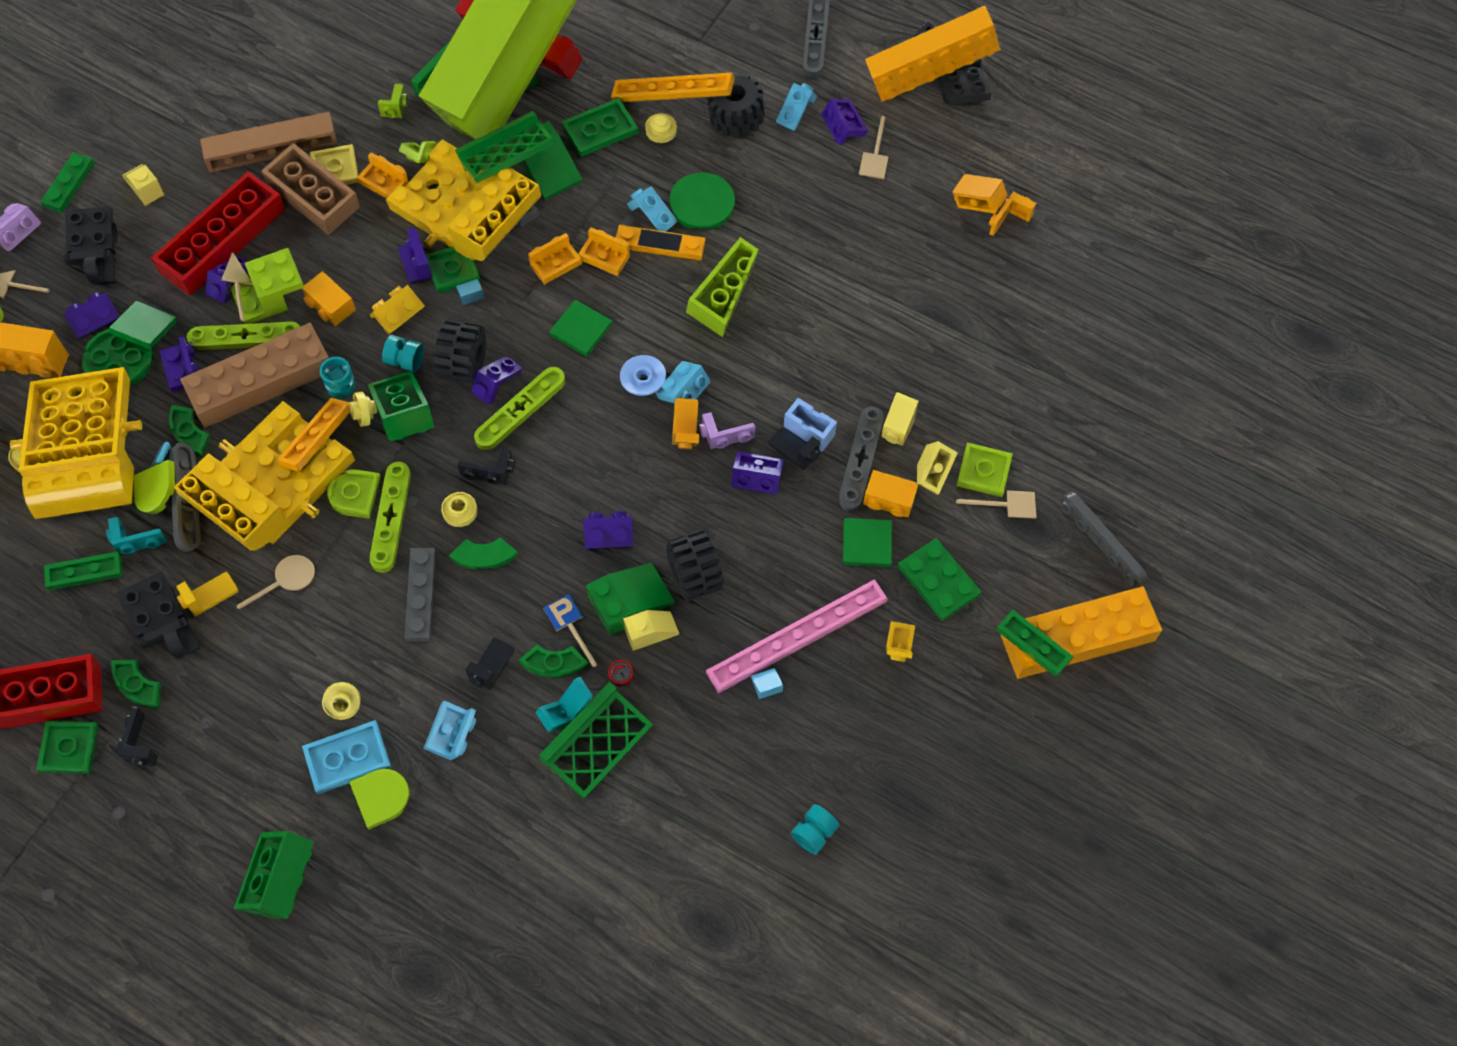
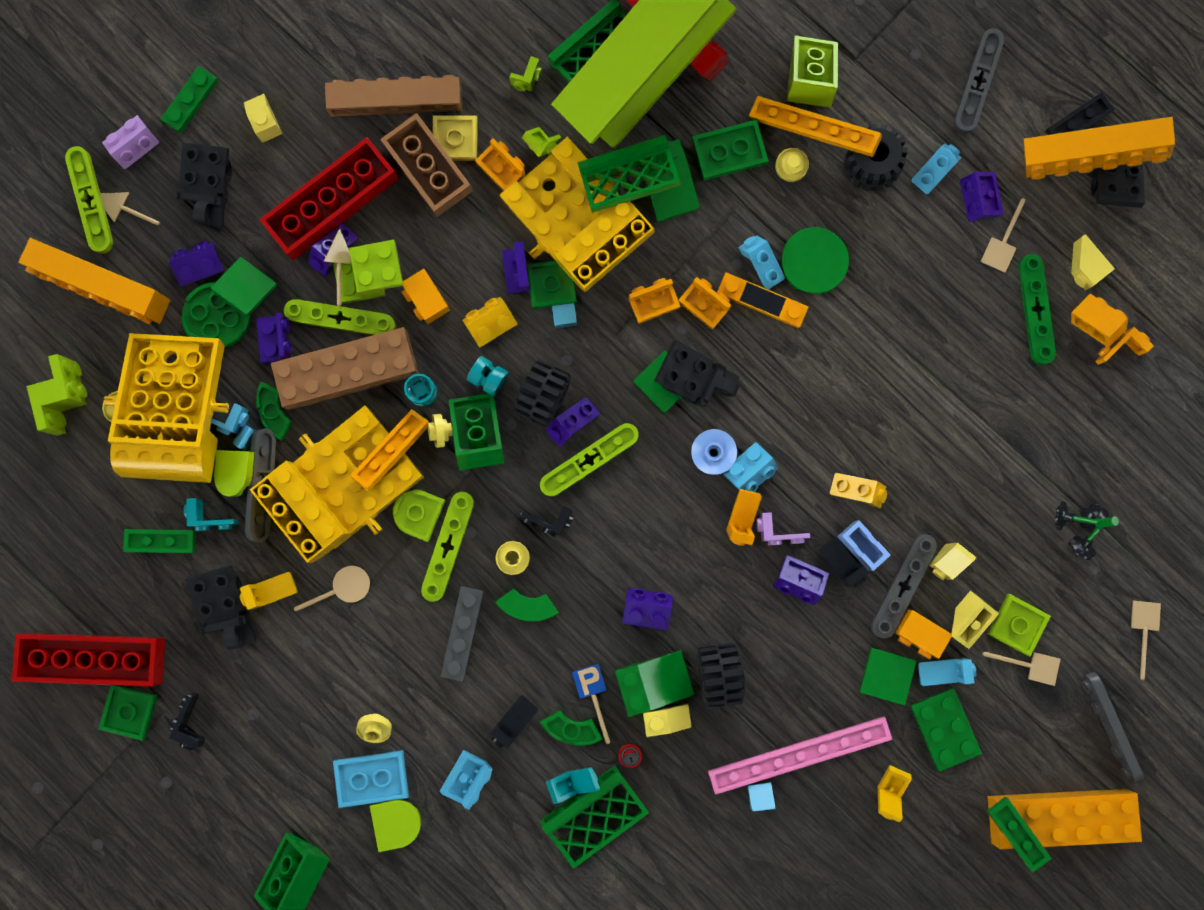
camera: 15 degrees right, 20 degrees up
(135, 686) = (193, 665): green tile -> none
(149, 444) = (237, 418): none -> medium azure bracket
(604, 311) = (694, 375): none -> black plate
(662, 53) = (813, 72): none -> lime slope
(720, 292) = (809, 378): lime wedge -> none
(794, 377) = (859, 489): none -> yellow bracket
(925, 524) = (947, 671): none -> medium azure bracket
(928, 216) = (1039, 332): none -> green piece
(958, 153) = (1088, 263): none -> light yellow slope
(1027, 362) = (1092, 518): none -> black plant
(1107, 438) = (1146, 617): none -> tan piece

